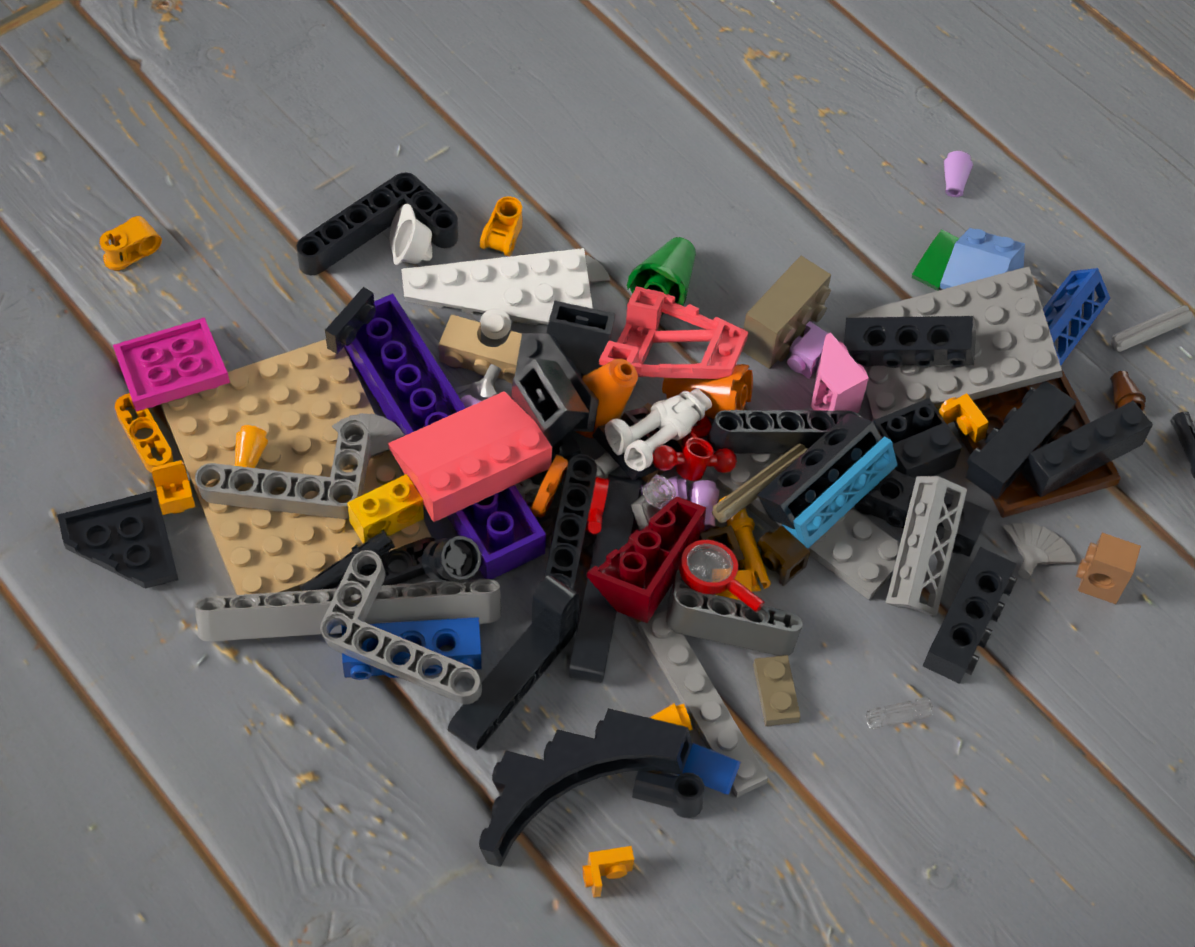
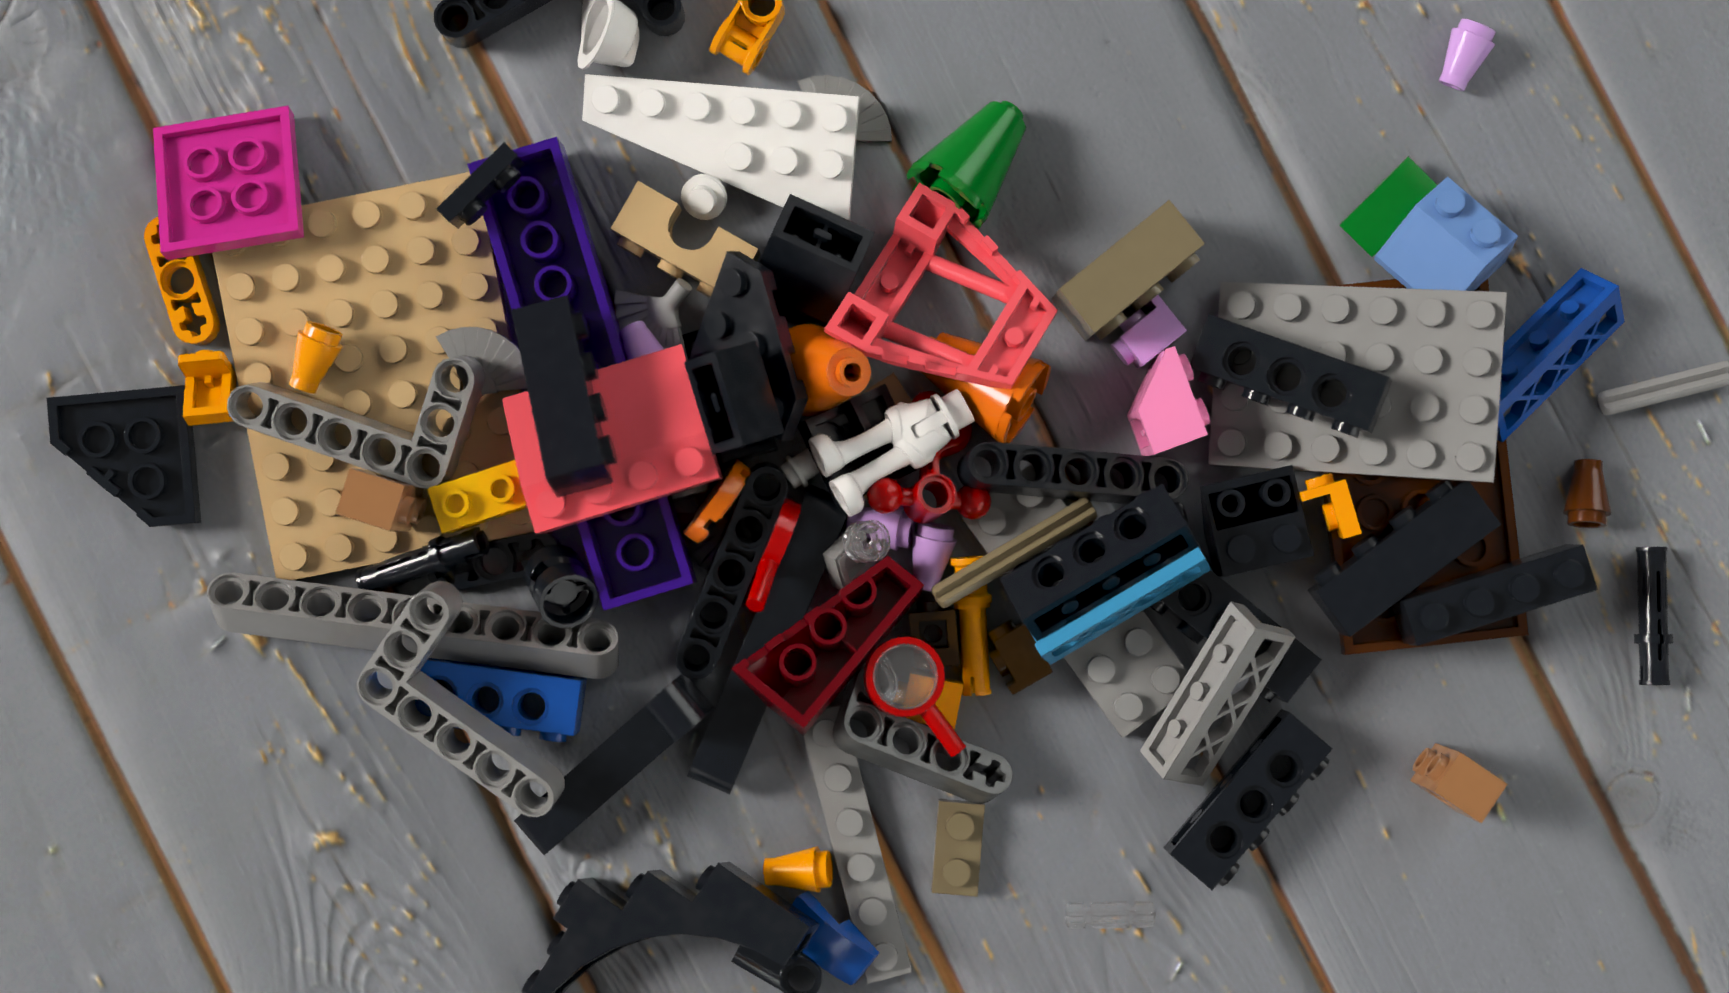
camera: 20 degrees right, 30 degrees up
(315, 518) = (381, 501): none -> medium nougat brick
(435, 418) = (563, 396): none -> black brick
(1038, 547) = (1378, 705): light grey hand -> none

